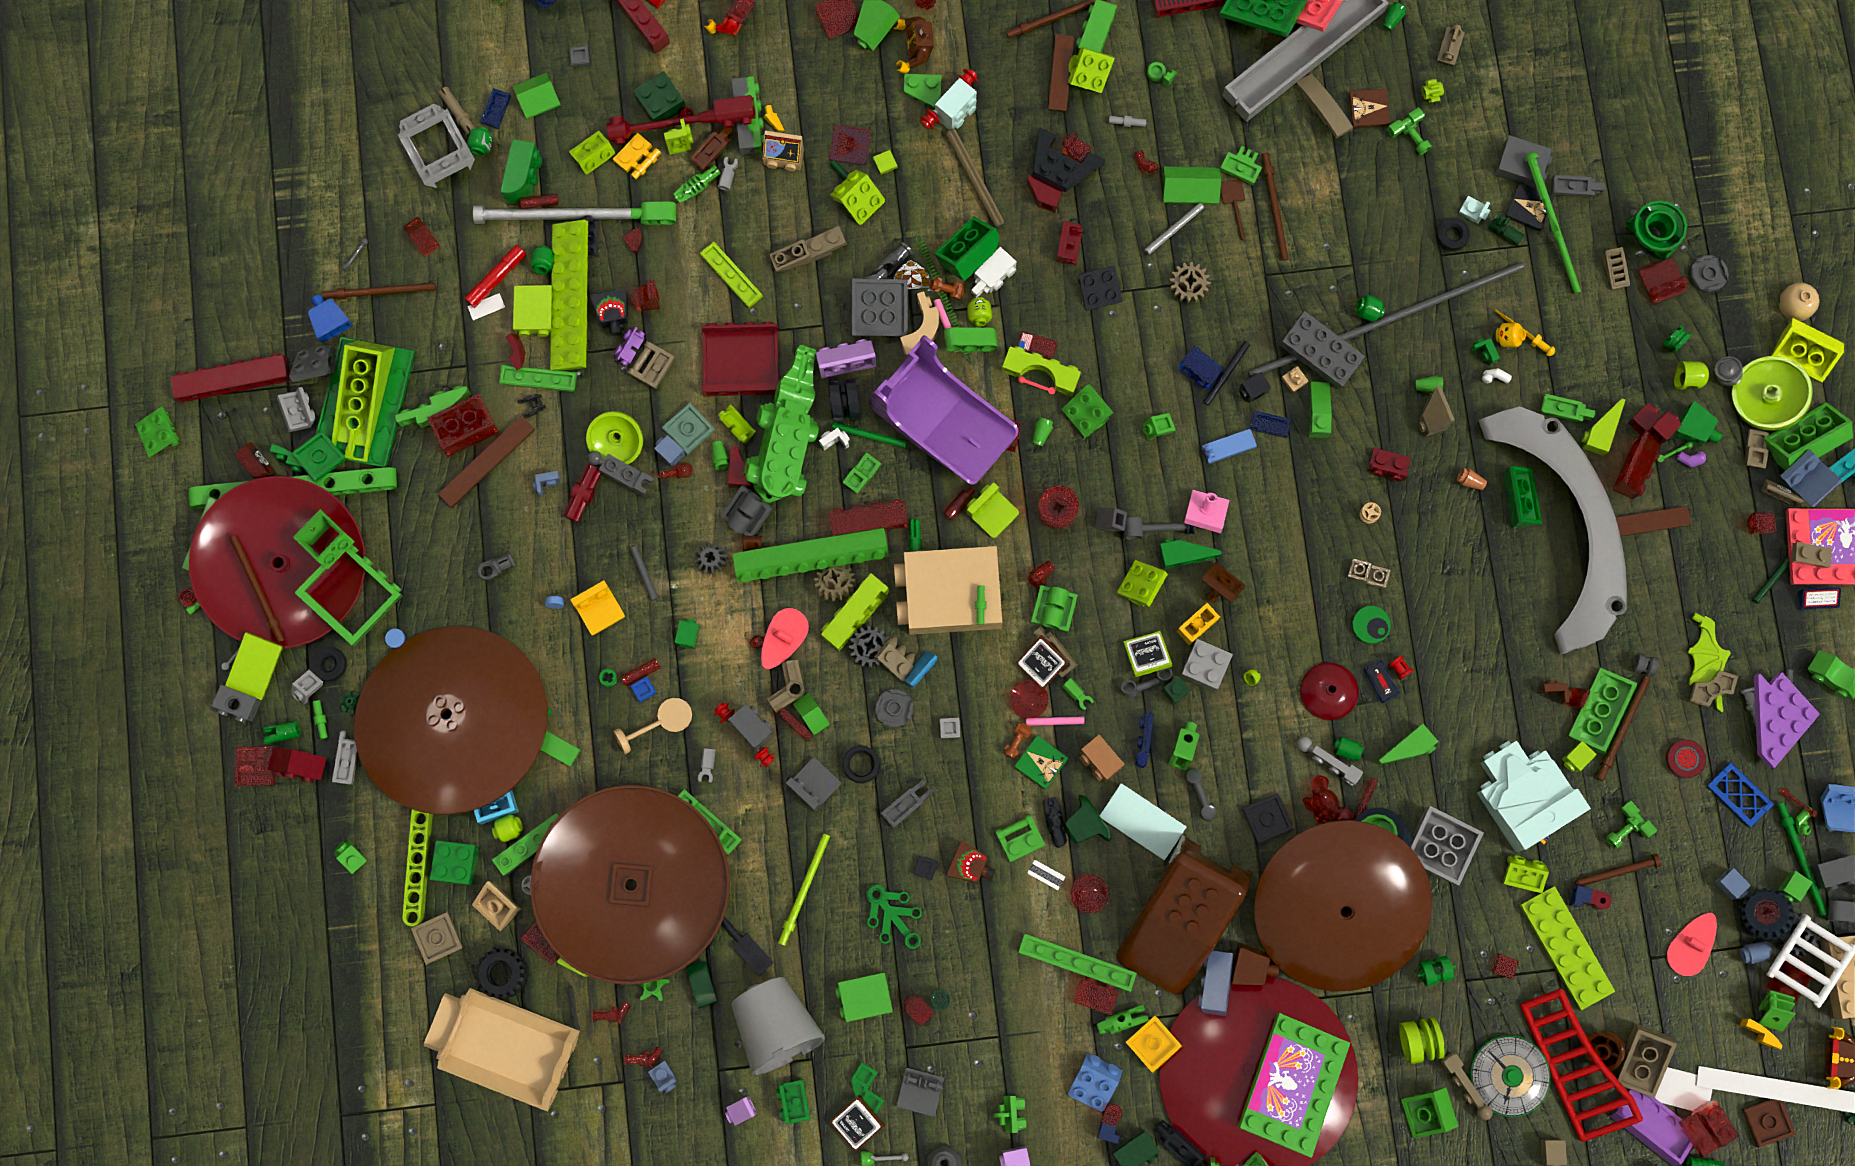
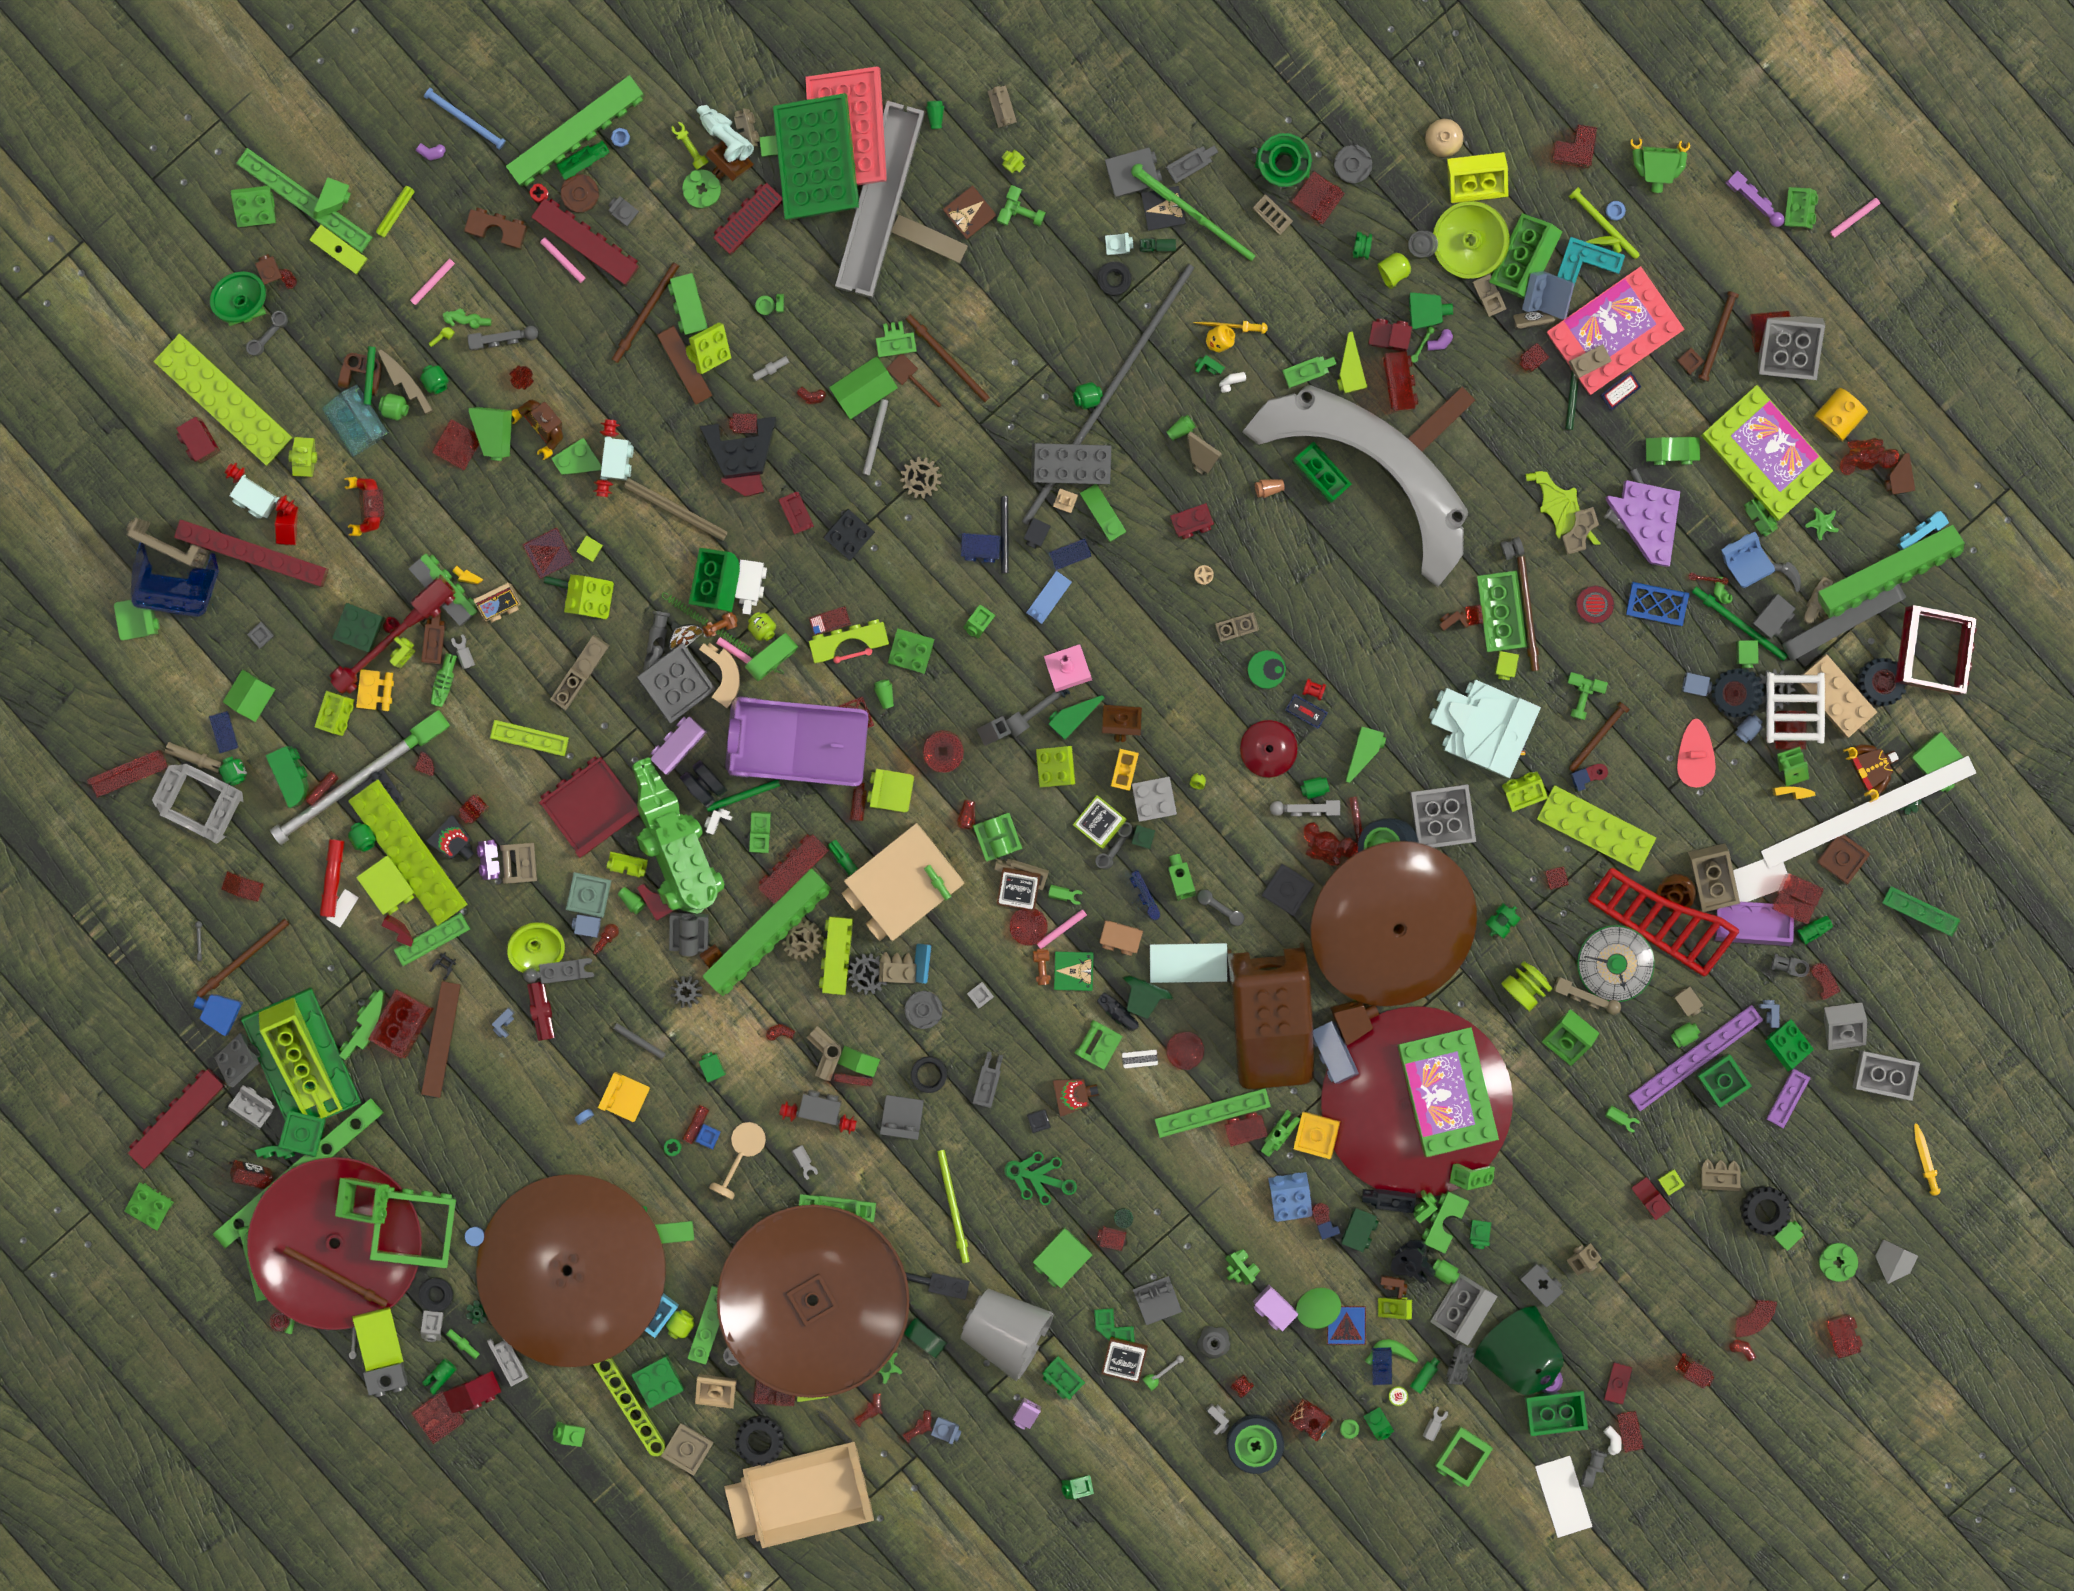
camera: 35 degrees left, 10 degrees up
(398, 88) = (128, 773): none -> clear red fence
(497, 565) = (513, 1120): dark grey connector -> none
(783, 637) = (792, 1014): coral shield -> none

